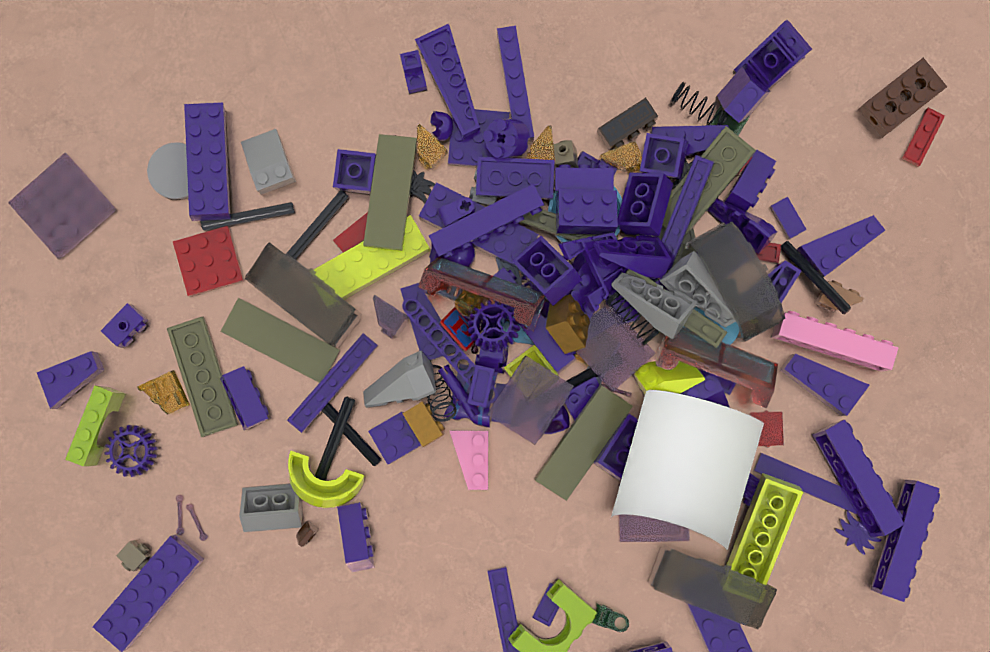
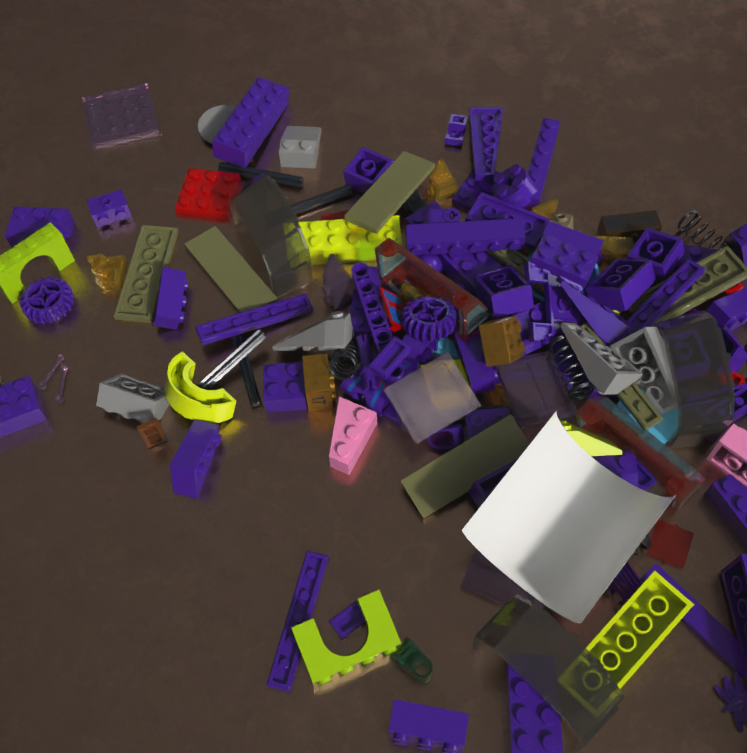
camera: 25 degrees right, 25 degrees down
(443, 124) = (462, 168): dark purple hair -> none

